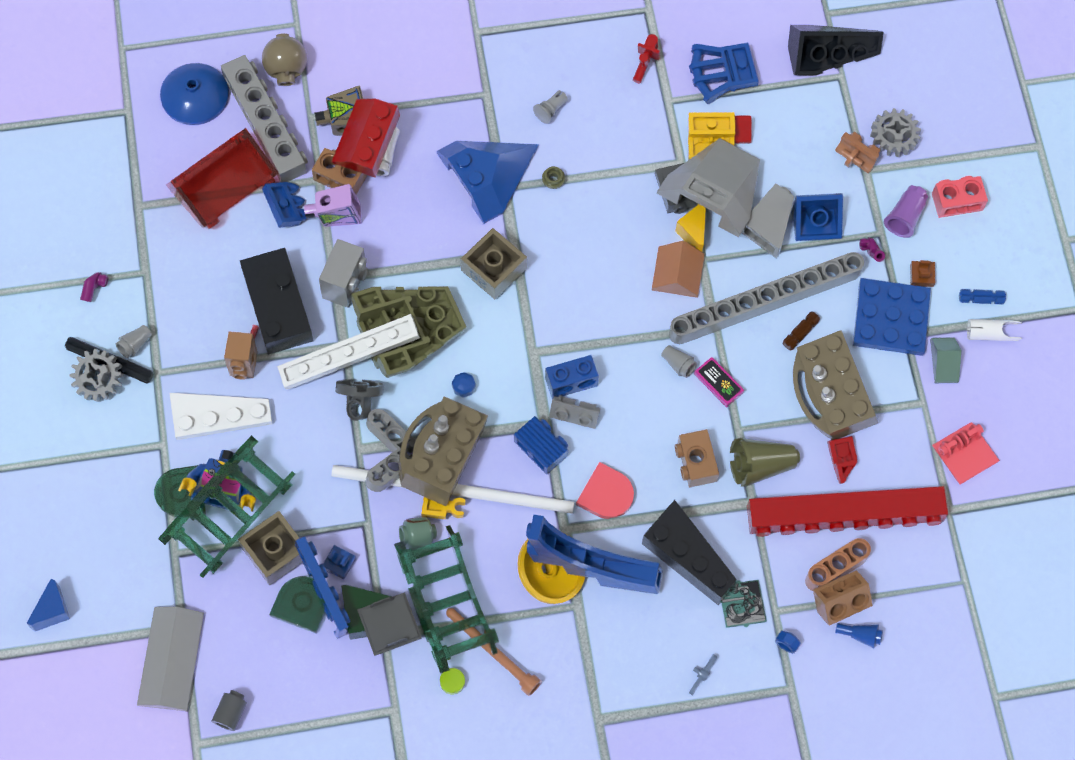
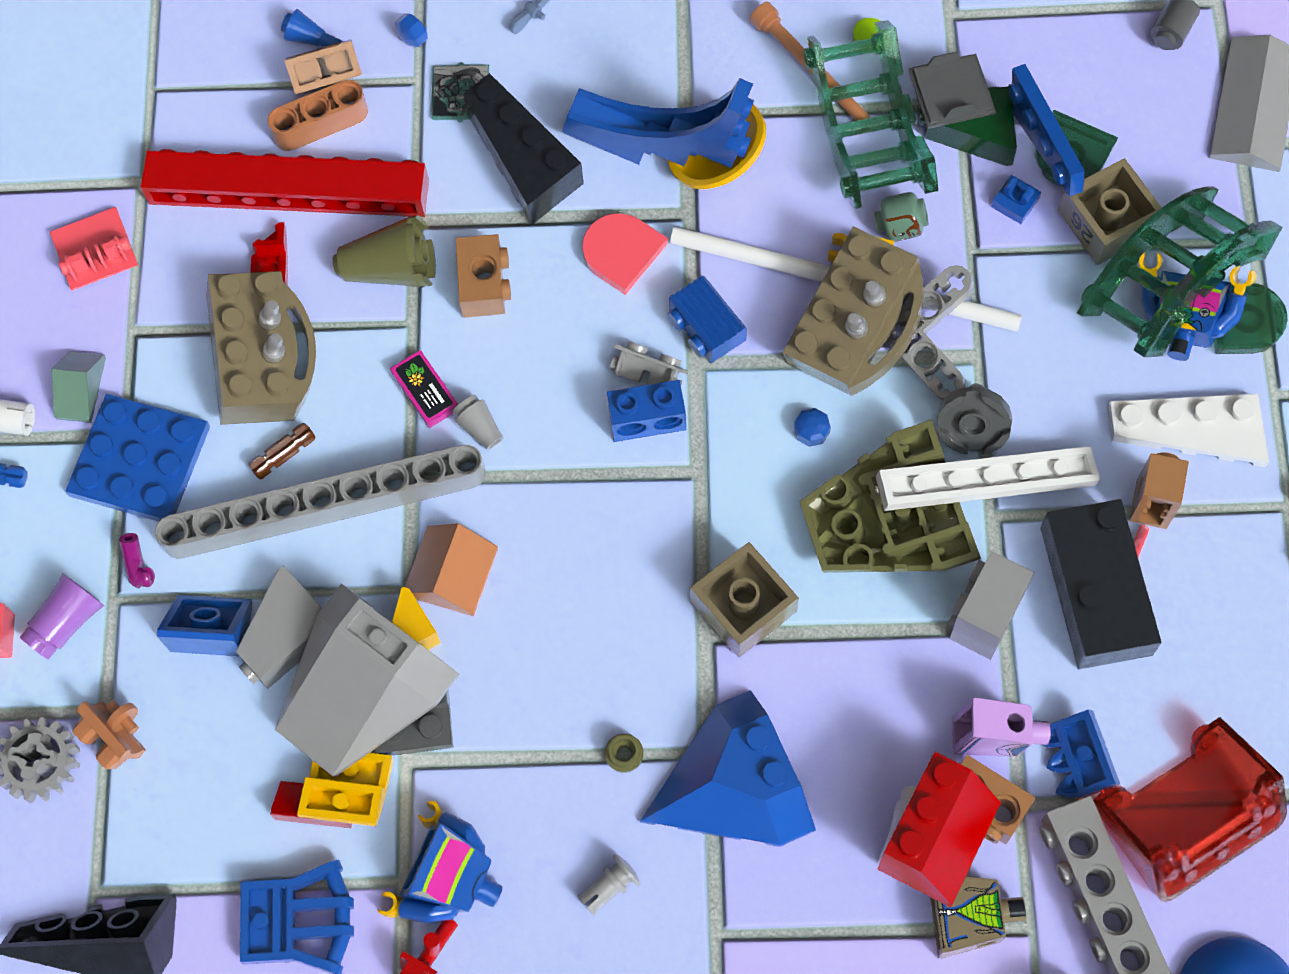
camera: 165 degrees left, 0 degrees up
(643, 99) = (445, 873): none -> blue torso
(922, 273) = (69, 520): dark orange tile -> none

